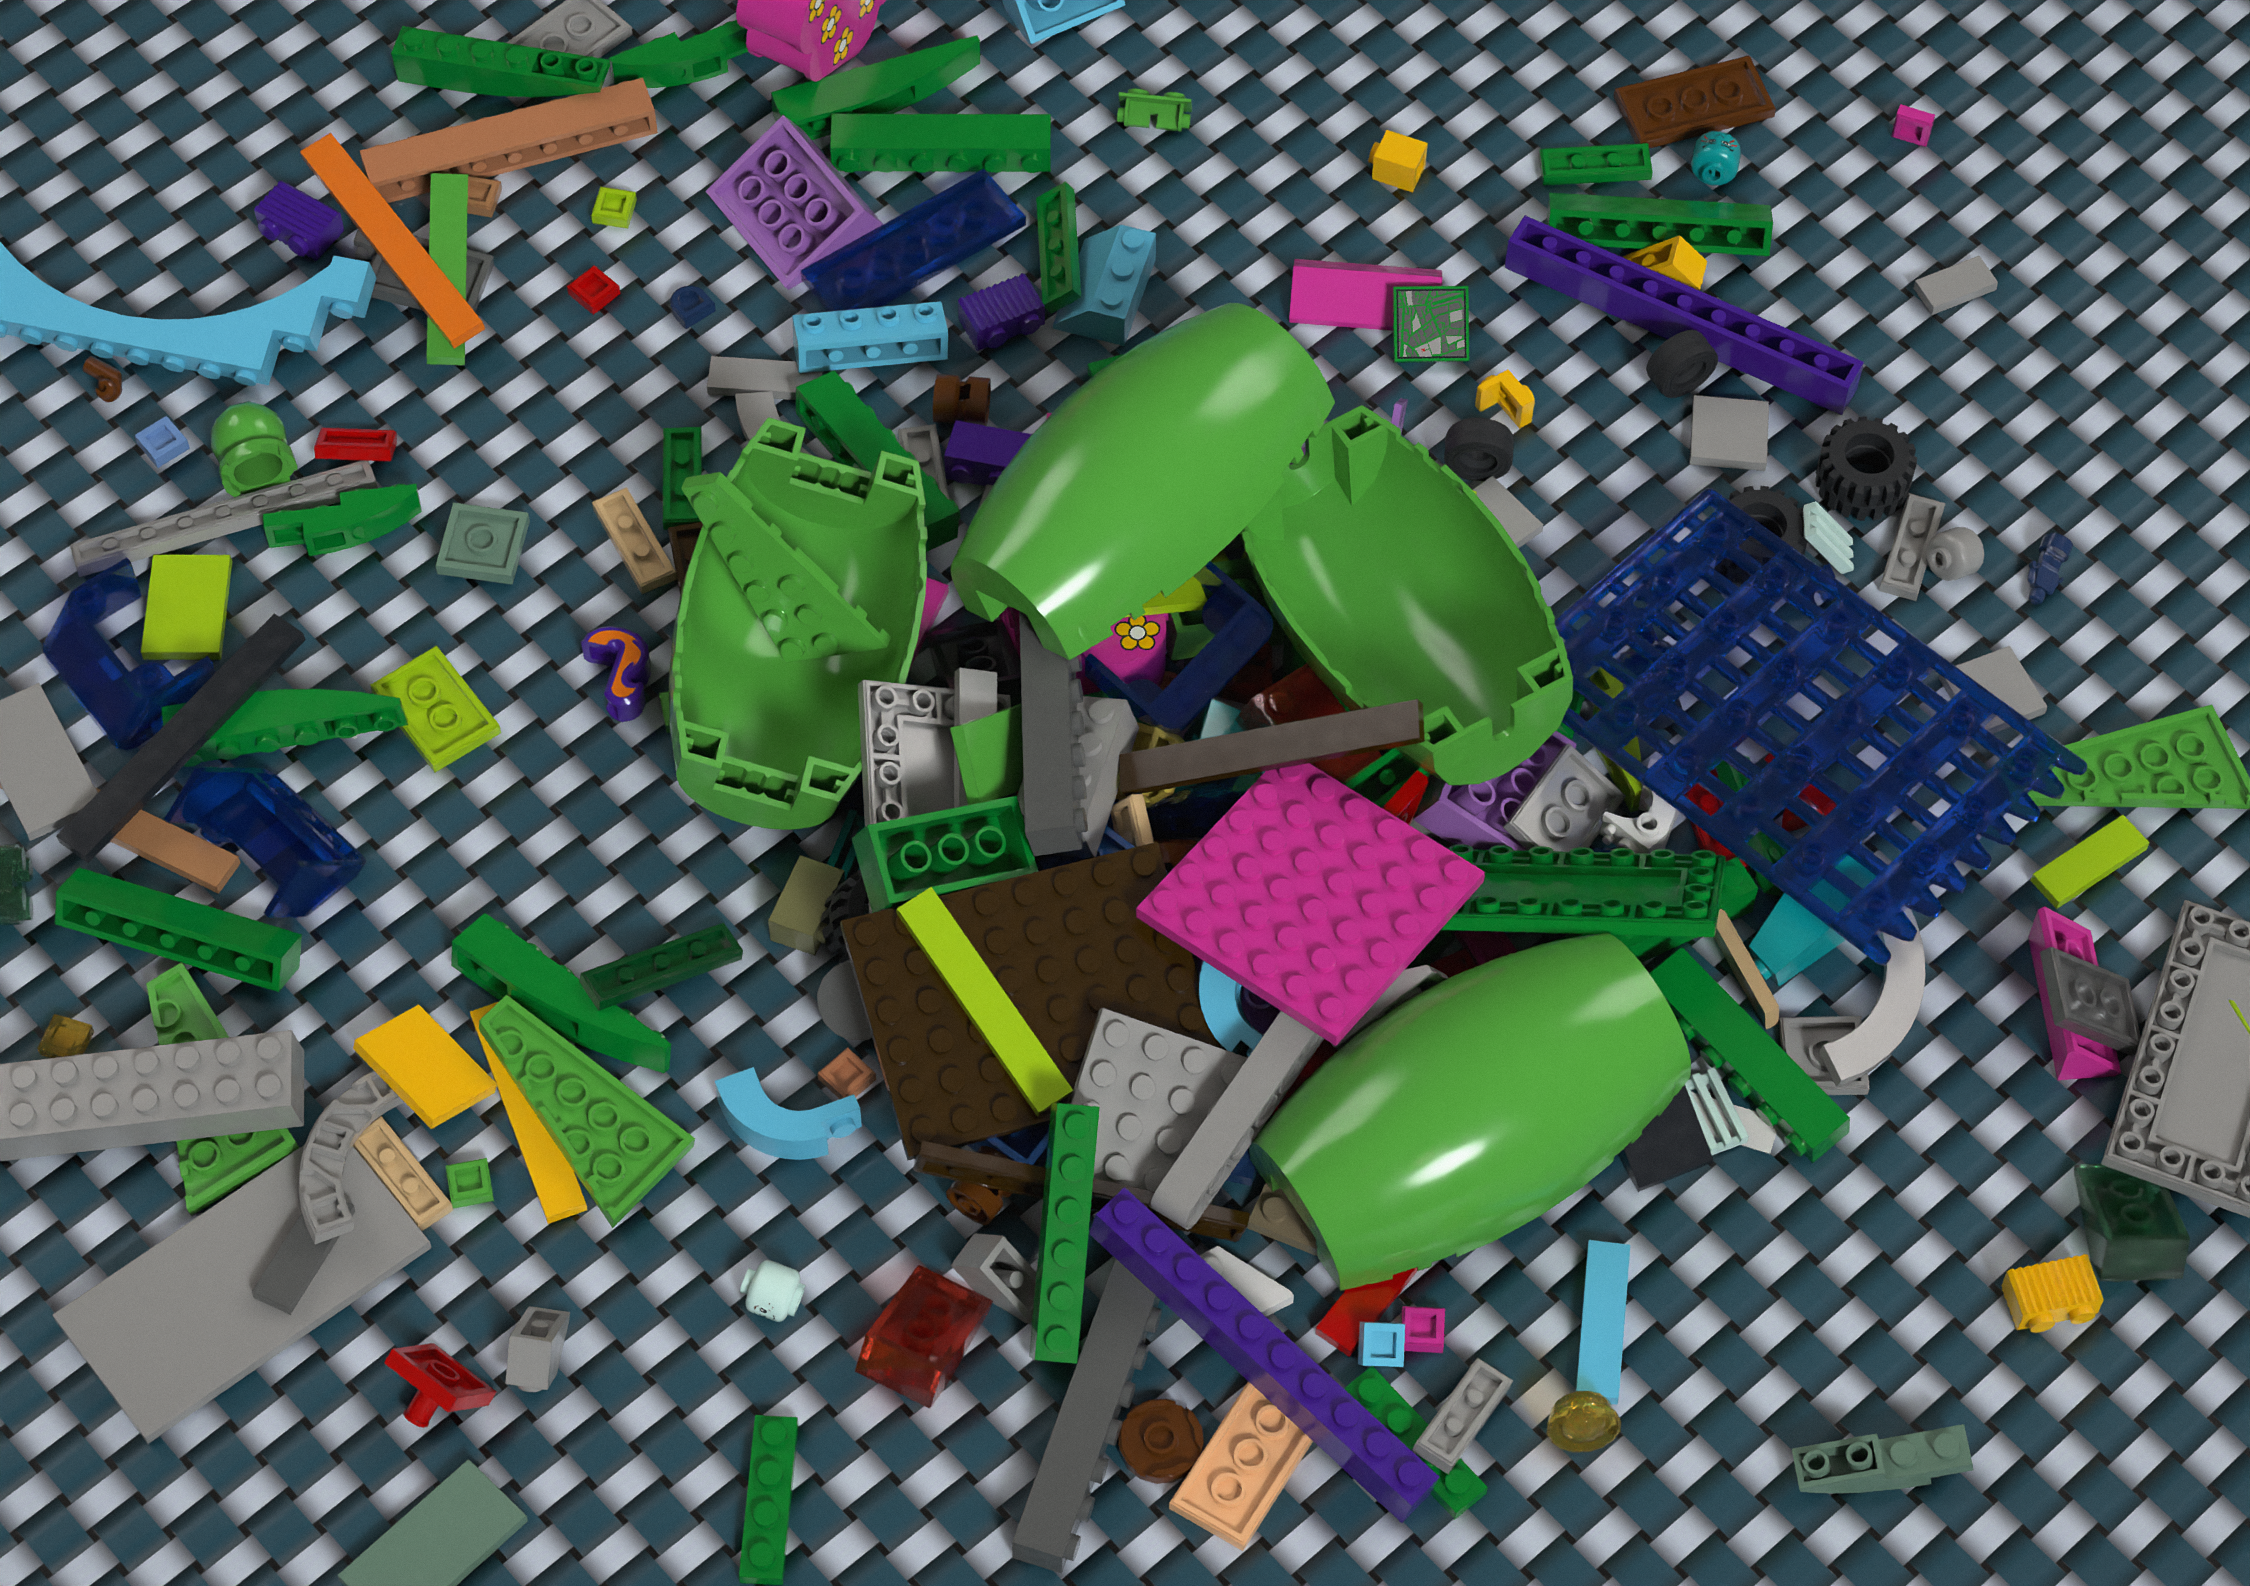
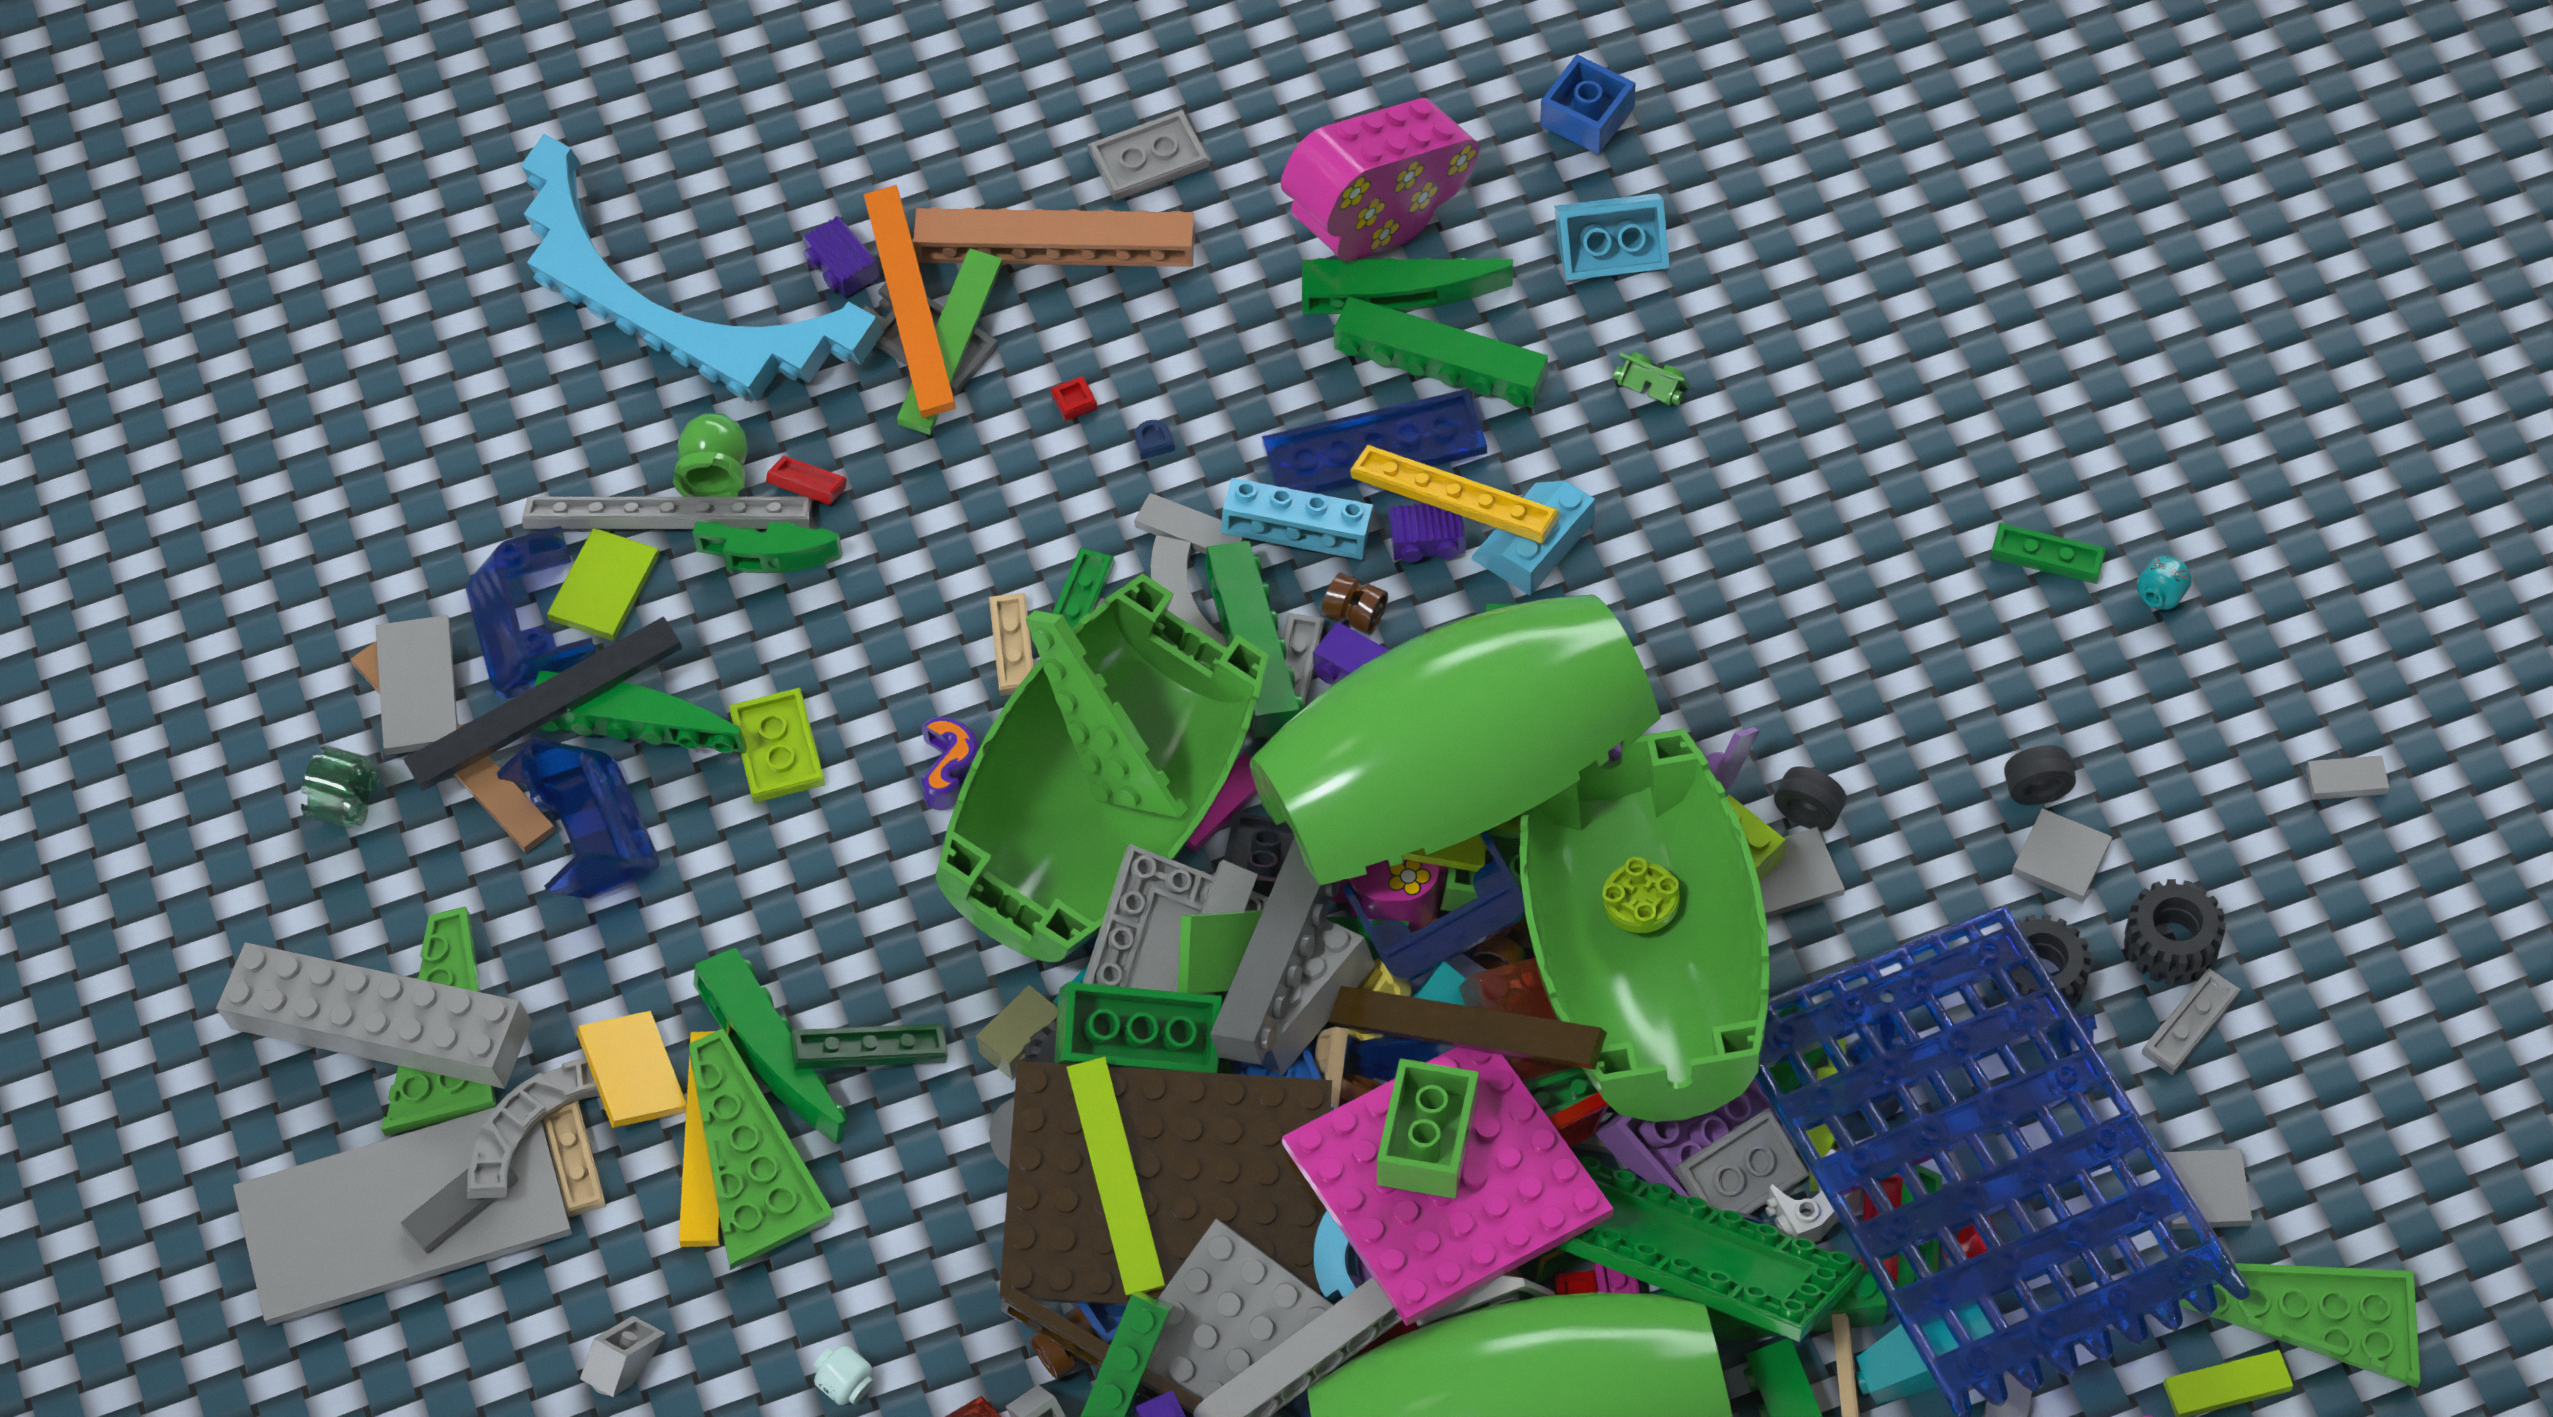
camera: 25 degrees right, 0 degrees up
(65, 1037) = (345, 942): clear yellow tile -> none
(108, 378) = (622, 353): reddish brown arm -> none
(162, 441) = (642, 426): medium blue plate -> none
(178, 929) = (474, 876): green brick -> none
(439, 1382) = (524, 1356): red tile -> none
(469, 1183) = (628, 1187): bright green tile -> none
(482, 543) = (878, 605): sand green plate -> none
(483, 196) = (1012, 280): medium nougat tile -> none
(493, 66) = (1066, 162): green slope -> none
(614, 207) = (1123, 326): lime tile -> none
(674, 63) = (1230, 205): green slope -> none
(781, 1130) = (912, 1233): medium azure arch -> none
(790, 202) = (1281, 368): medium lavender slope -> none
(847, 1075) = (989, 1200): nougat tile -> none
(1018, 267) = (1455, 494): none -> yellow tile
(1058, 247) = (1508, 474): green plate -> none
(1283, 851) = (1427, 1128): none -> bright green brick
(1351, 292) = (1773, 615): dark pink slope -> none
(1370, 582) = (1641, 896): none -> lime tile
(1398, 160) = (1858, 494): yellow brick -> none
(1430, 324) = (1818, 663): tile -> none
(1508, 392) = (1862, 747): yellow bracket -> none
(1648, 221) = (2078, 631): green brick -> none
(1672, 307) = (2058, 721): dark purple brick -> none
(1673, 259) = (2065, 677): yellow slope -> none
(1694, 102) = (2171, 521): reddish brown tile -> none
(1828, 537) = (2108, 983): light aqua tile -> none
(1913, 125) = (2372, 607): dark pink tile -> none
(1955, 553) = (2225, 1042): light grey head -> none
(2044, 575) = (2307, 1090): dark blue piece -> none

